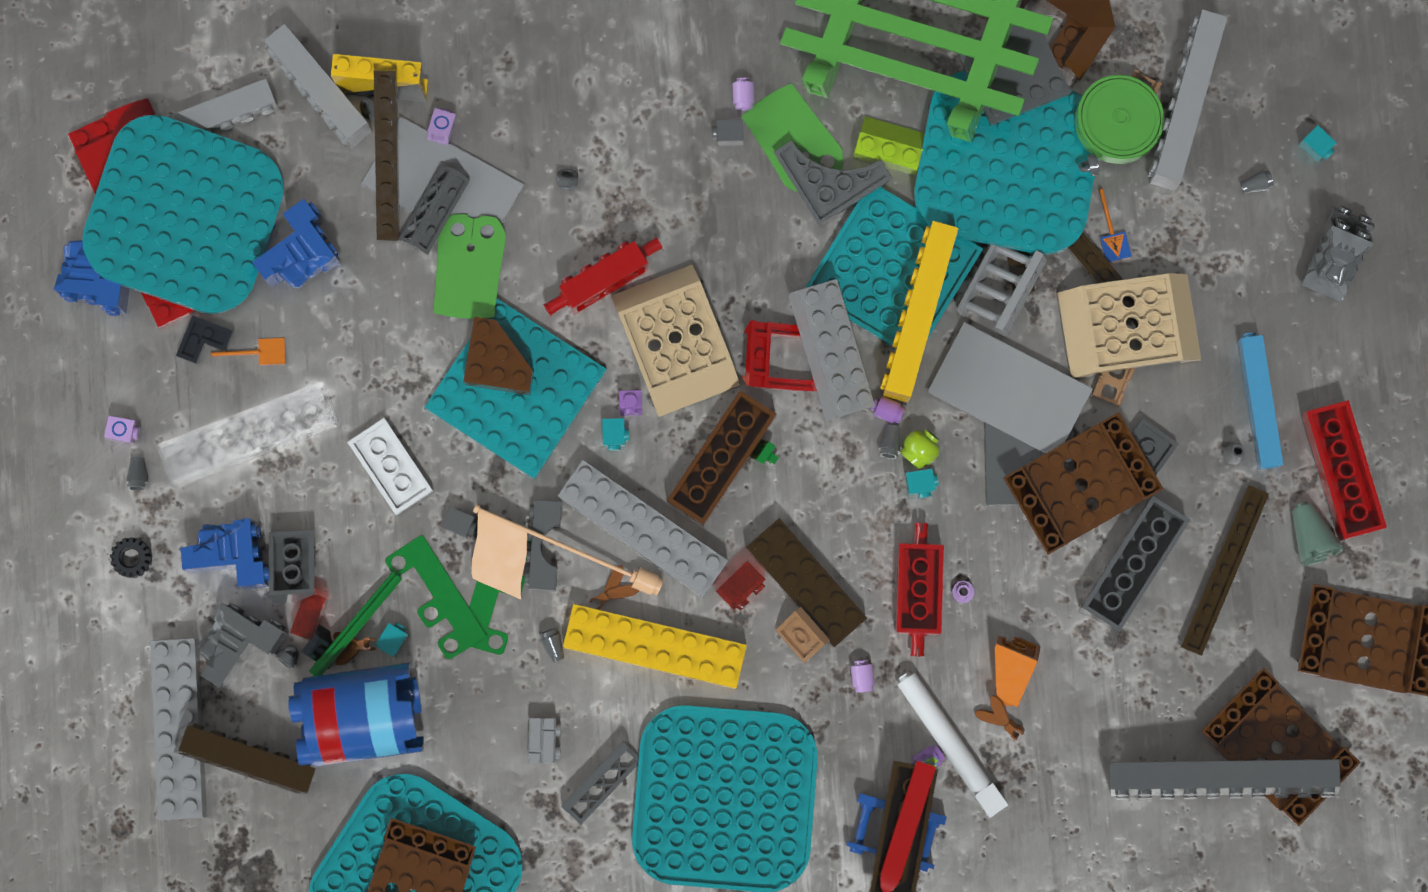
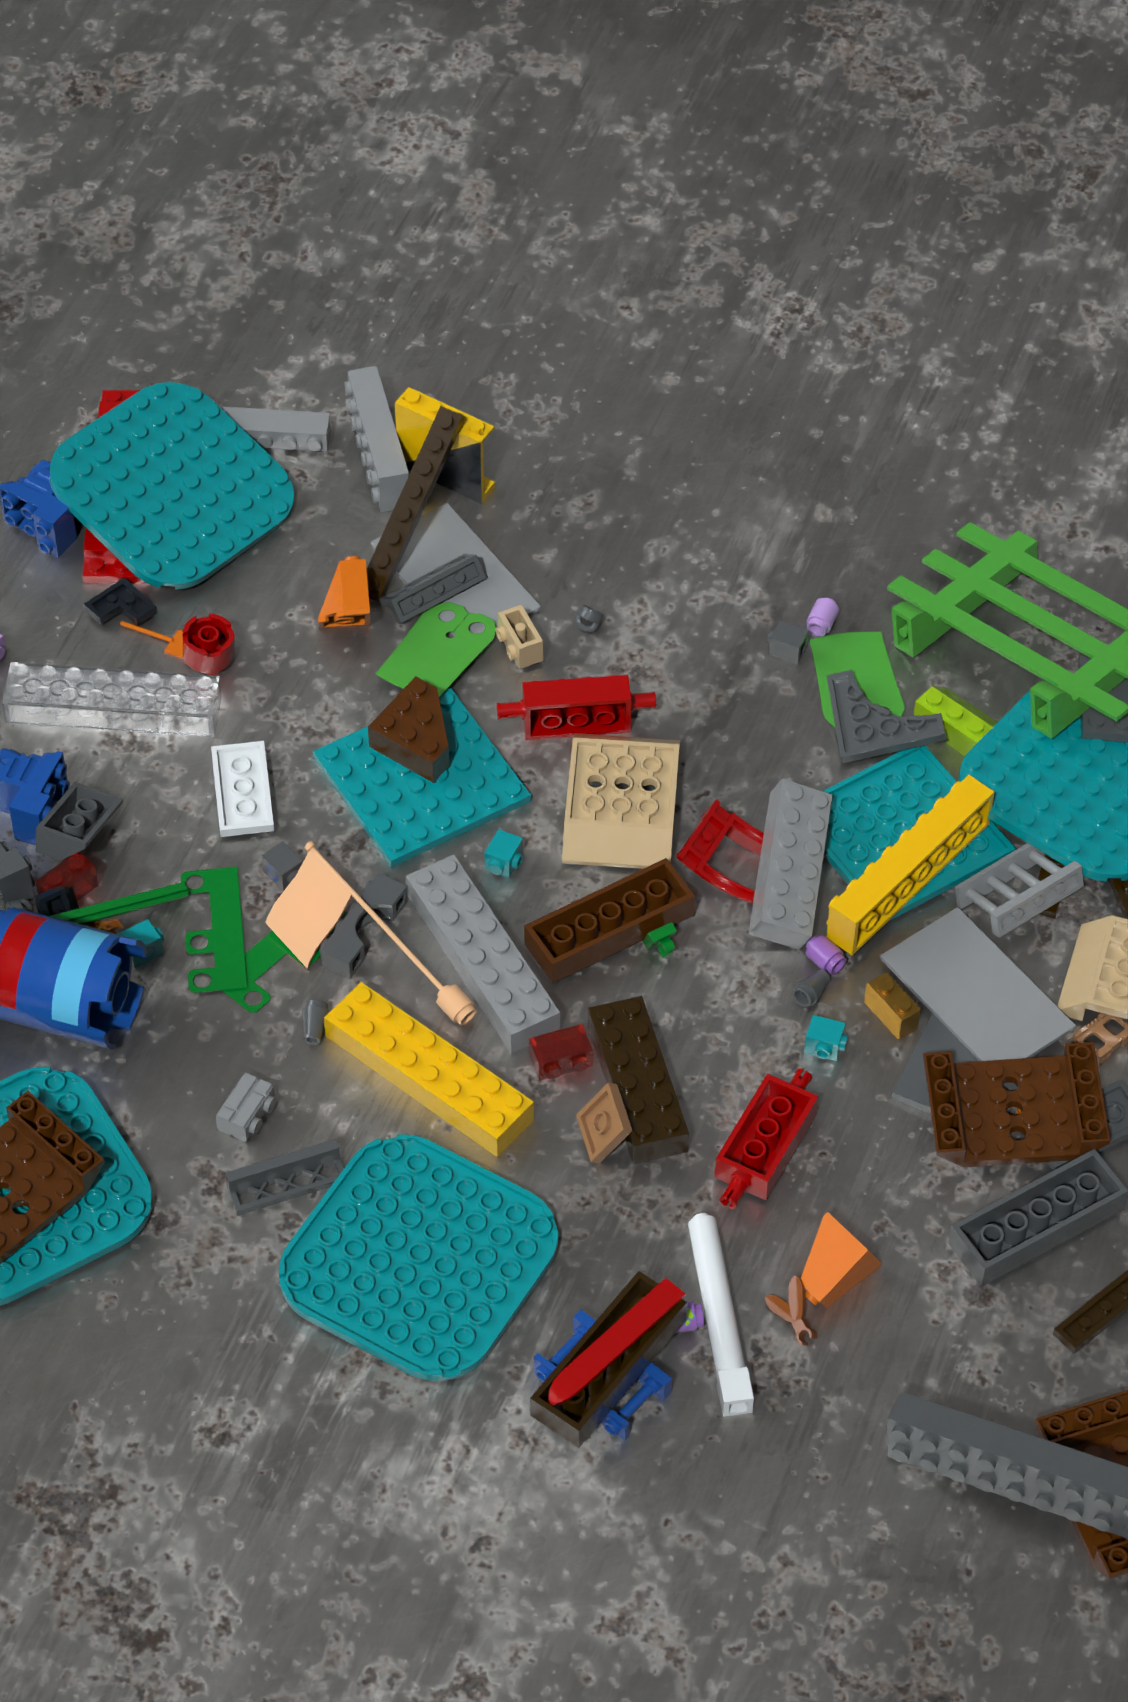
camera: 25 degrees right, 30 degrees down
(294, 337) = (208, 644): none -> red brick
(301, 253) = (267, 561): blue brick -> none
(377, 257) = (347, 597): none -> orange slope
(441, 126) = (484, 521): lavender brick -> none
(527, 228) = (520, 637): none -> tan brick
(612, 590) = (416, 1001): dark orange piece -> none
(630, 403) = (539, 832): medium lavender brick -> none
(862, 676) = (651, 1200): lavender brick -> none
(921, 448) = (843, 1000): lime piece -> none
(956, 433) = (892, 1005): none -> pearl gold brick
(959, 598) = (817, 1174): lavender plate -> none

